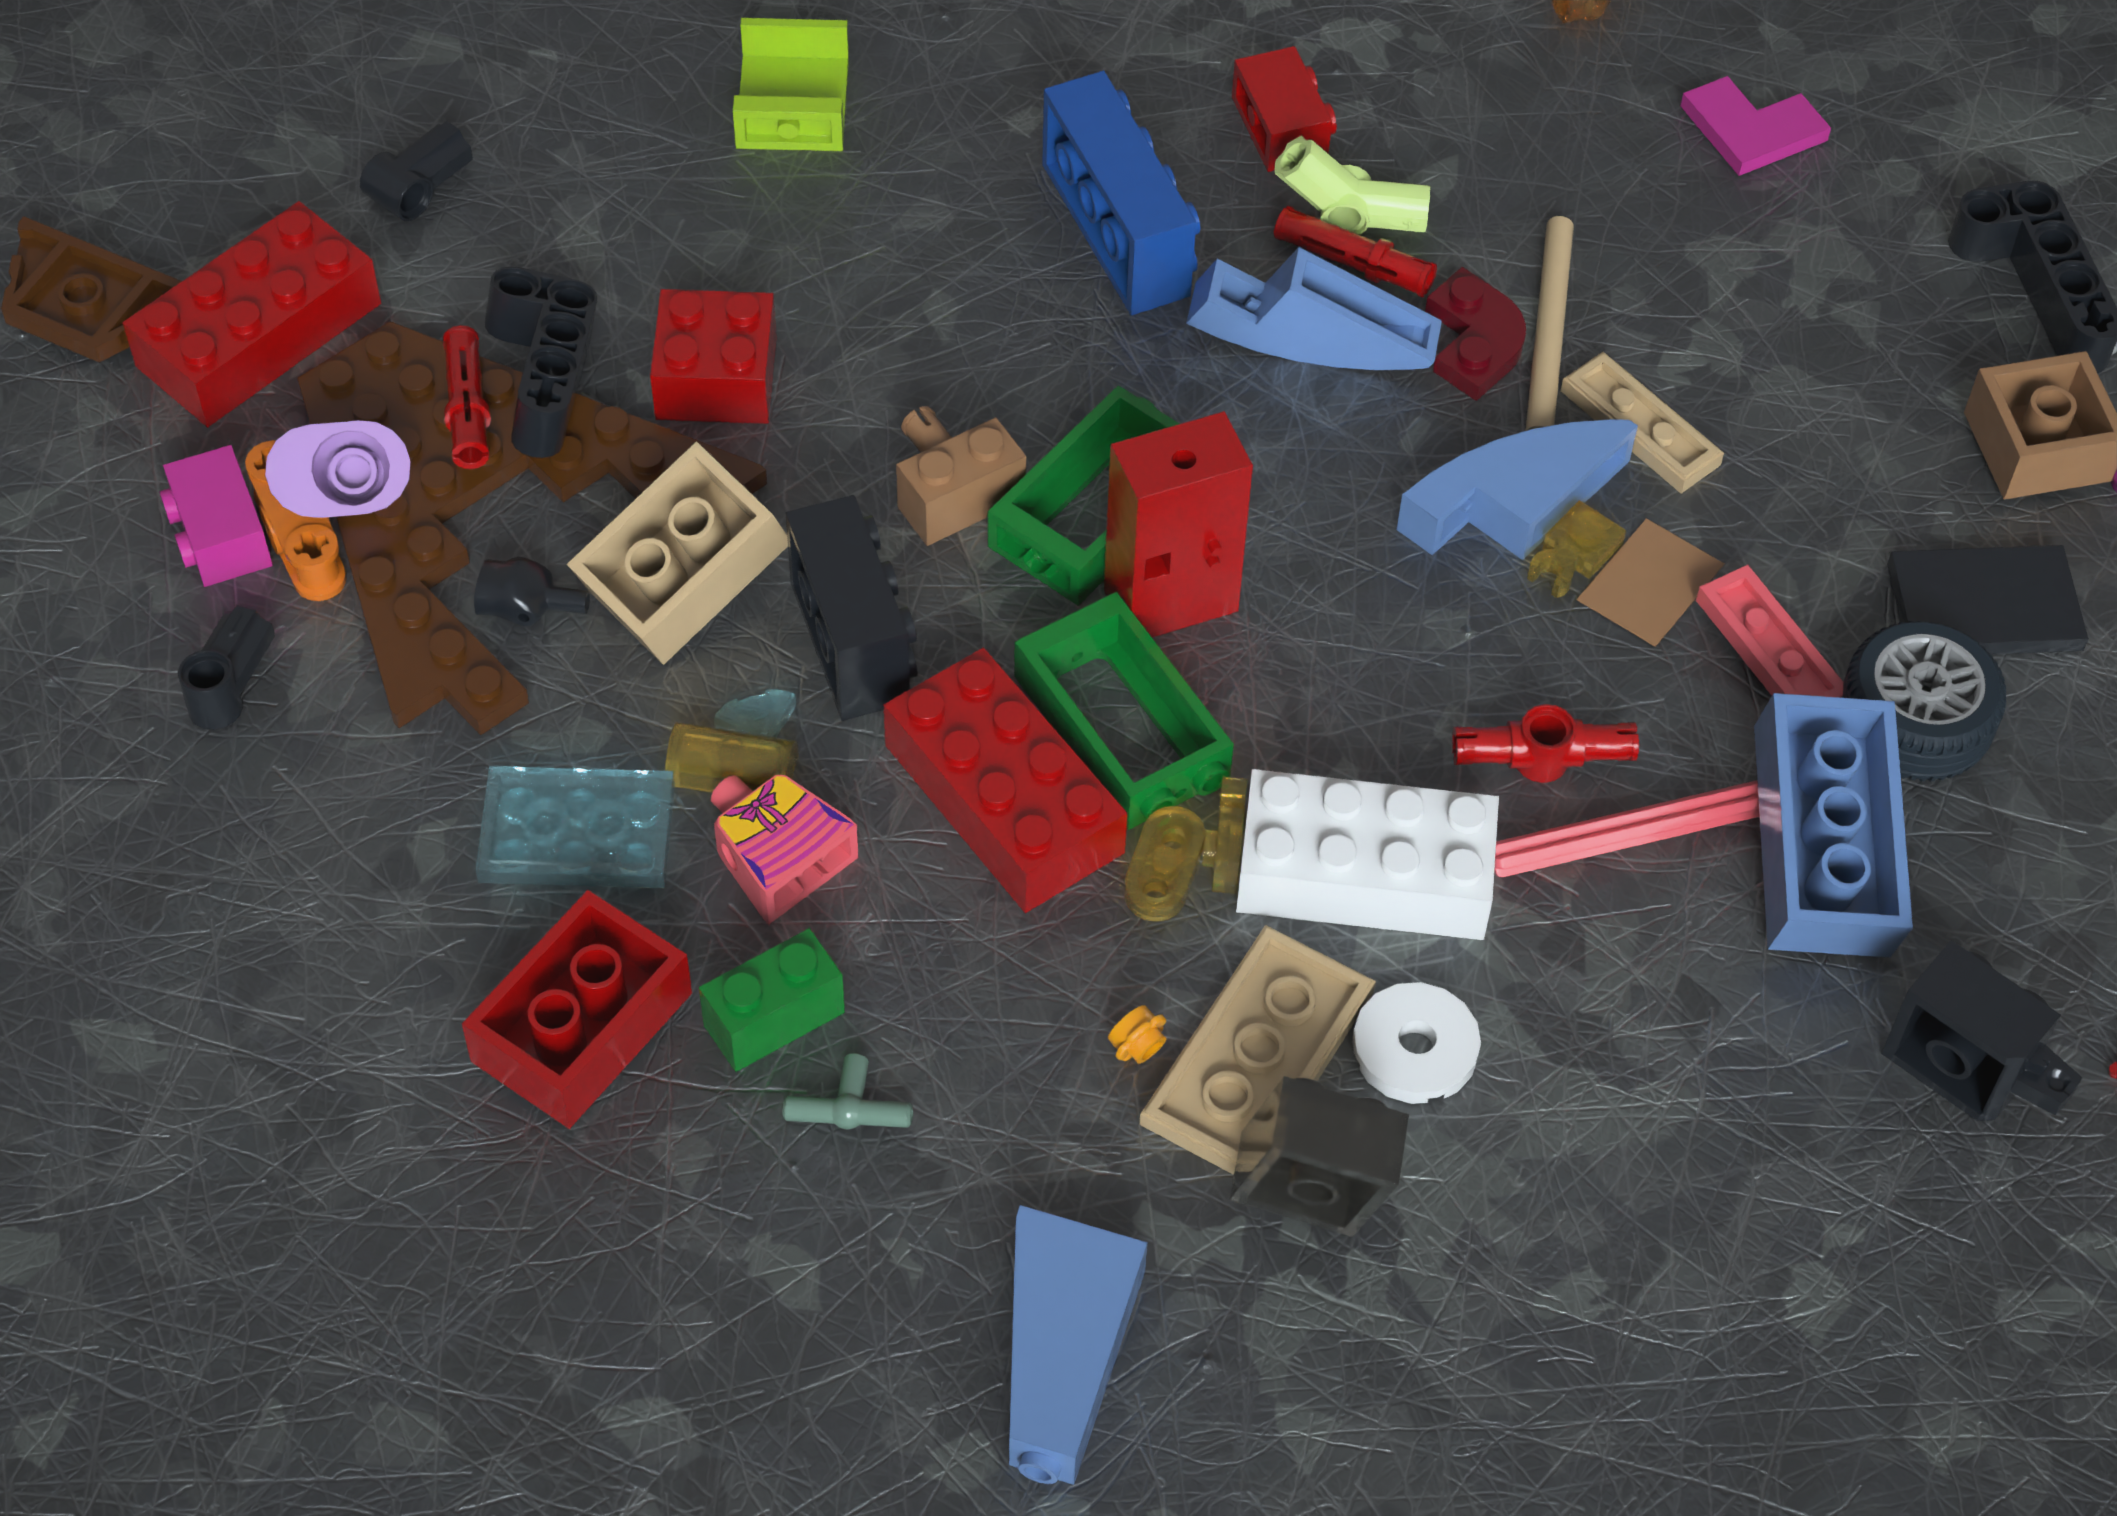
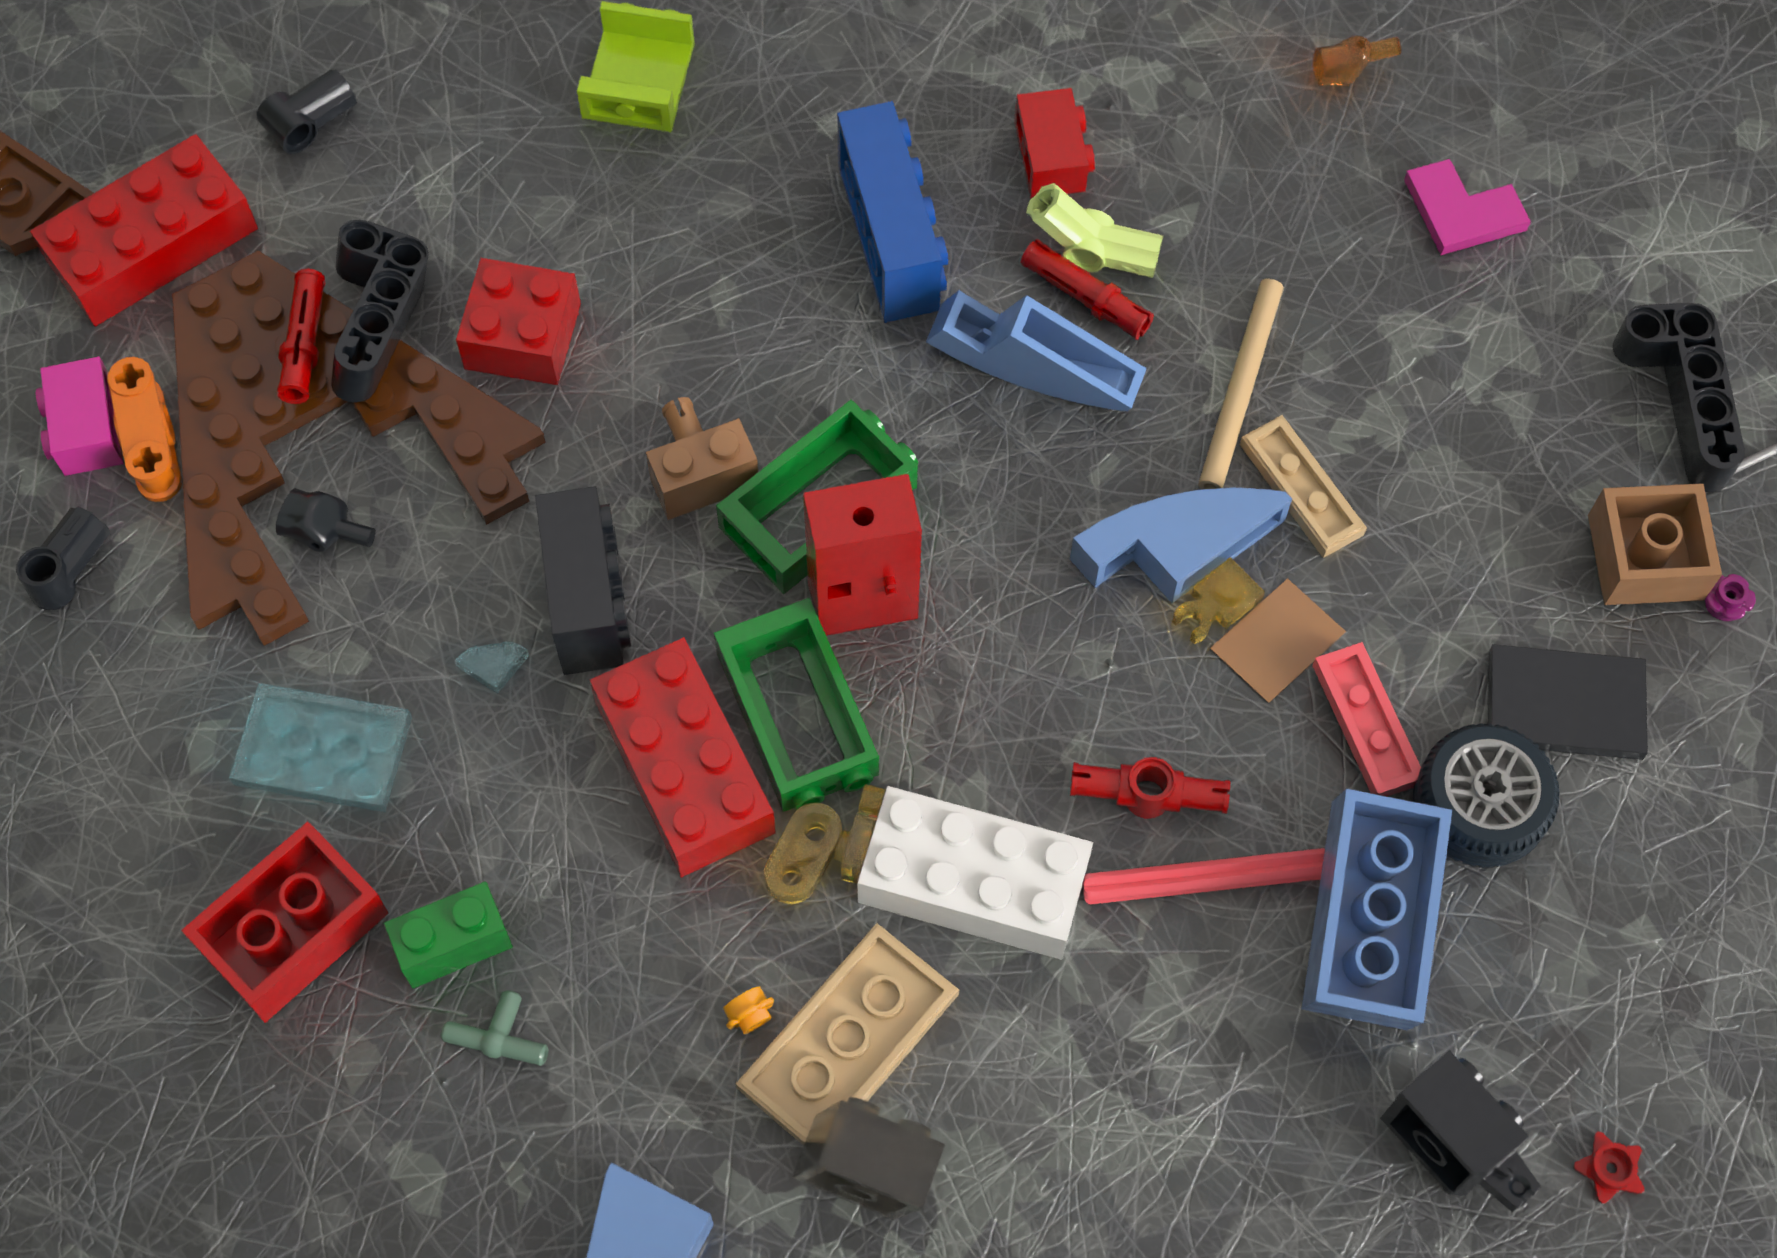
camera: 10 degrees right, 10 degrees up
(338, 469) = (175, 397): lavender piece -> none
(680, 552) = (447, 511): tan brick -> none
(708, 755) = (461, 704): clear yellow brick -> none
(780, 841) = (485, 786): coral torso -> none
(1420, 1010) = (986, 1019): white tile -> none
(1489, 333) = (1189, 381): dark red plate -> none

